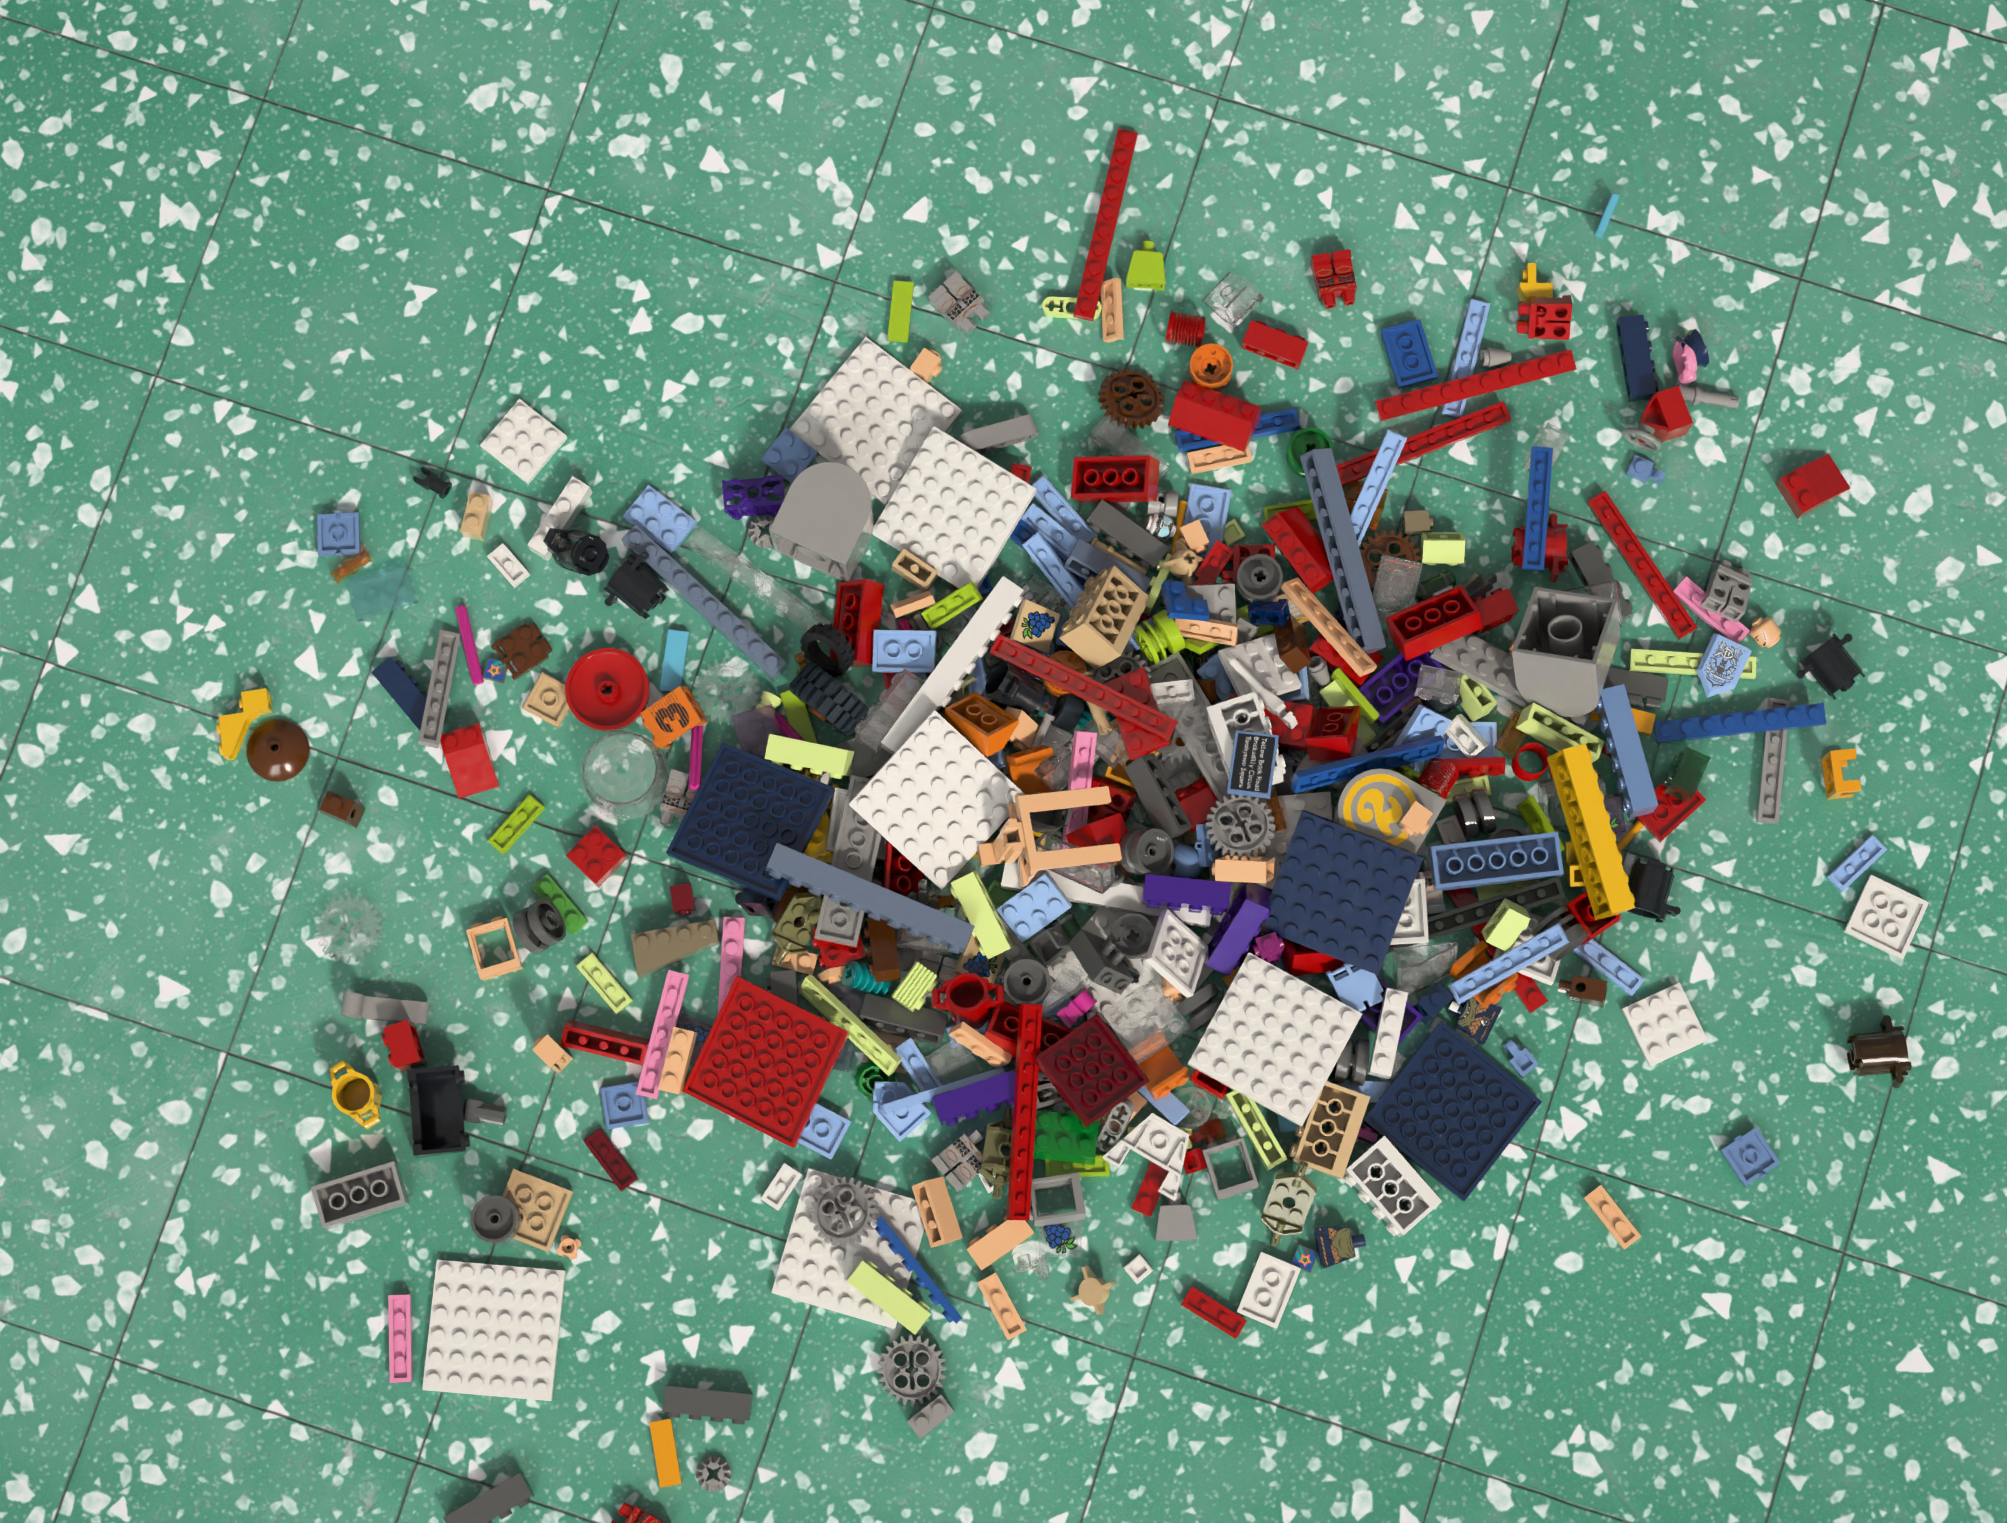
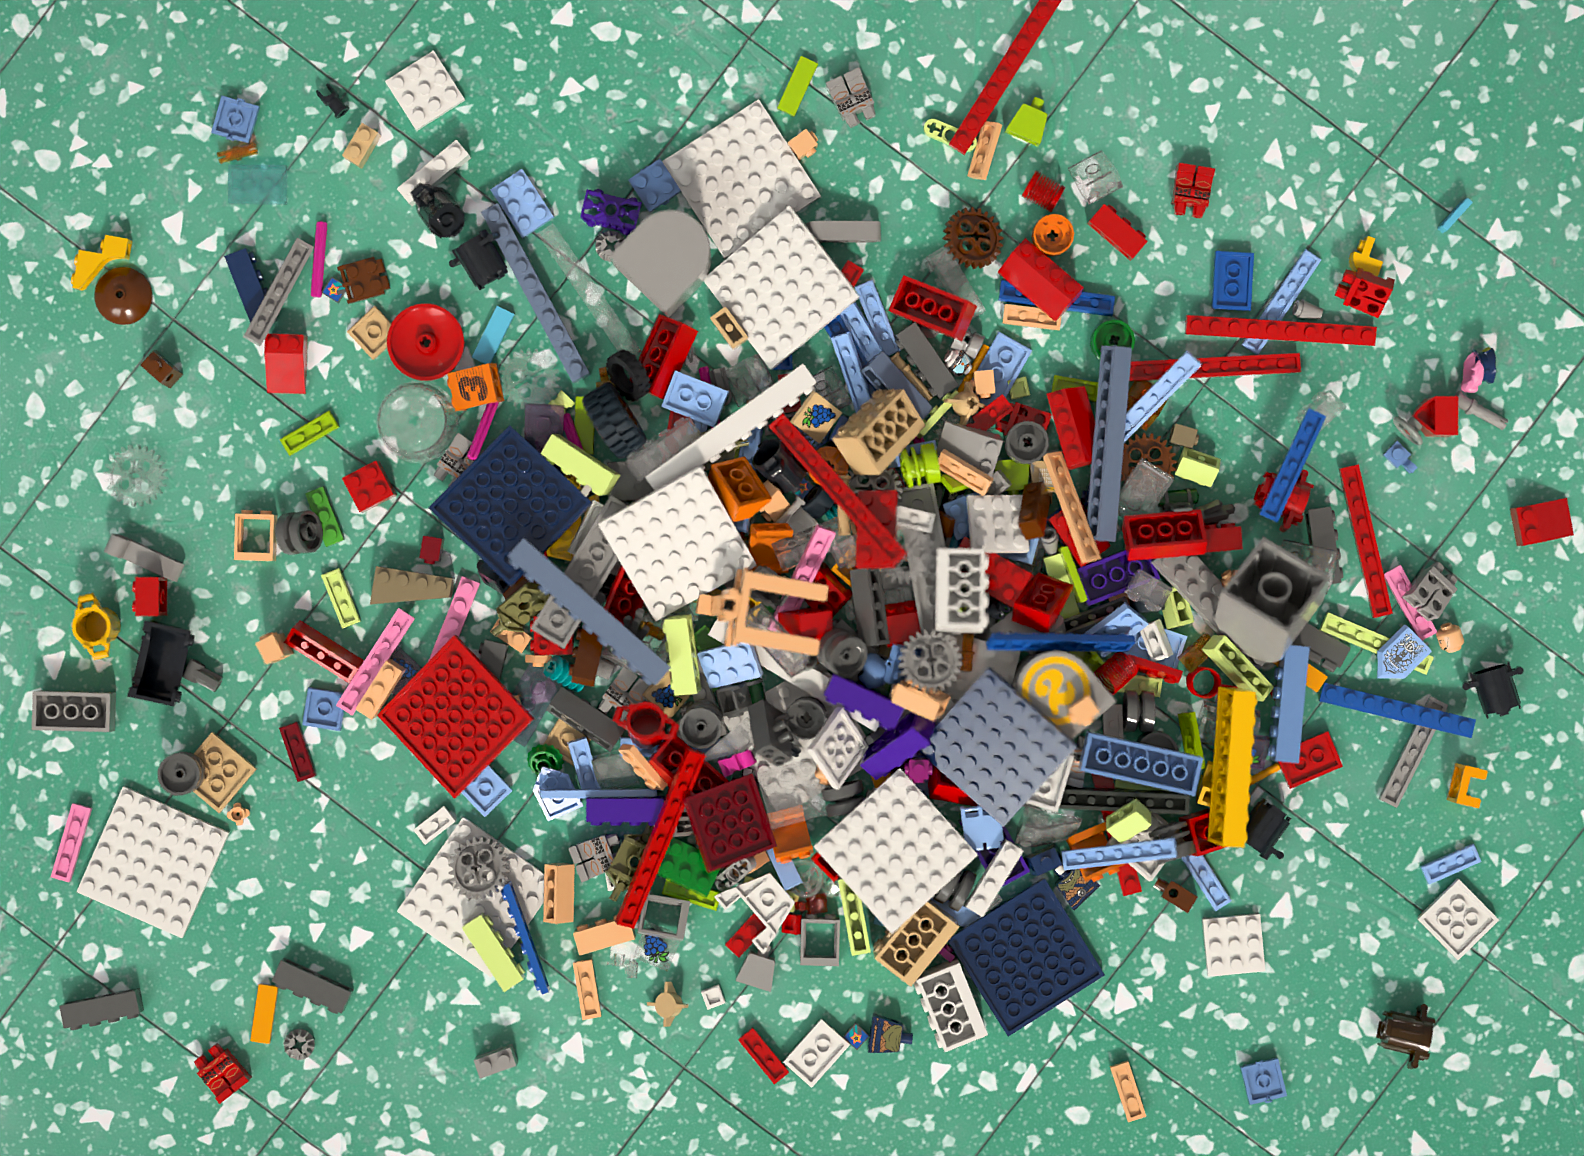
camera: 20 degrees right, 10 degrees up
(508, 565) = (375, 199): white plate -> none
(859, 1033) = (538, 709): yellowish green plate -> none
(892, 1370) = (477, 1011): light grey gear -> none
(912, 604) = (716, 359): light nougat slope -> none
(915, 987) = (604, 697): yellowish green brick -> none
(951, 605) = (750, 373): lime tile -> none
(1180, 606) = (948, 446): blue plate -> none
(1252, 764) = (958, 615): black tile -> none
(1269, 612) = (1024, 477): clear blue leg -> none
(1271, 701) = (995, 557): white piece -> none
(1285, 1218) = (855, 1000): plate -> none
(1521, 1060) = (1100, 933): medium blue plate -> none
(1635, 357) = (1431, 354): dark blue brick -> none
(1686, 774) = (1333, 741): clear green brick -> none

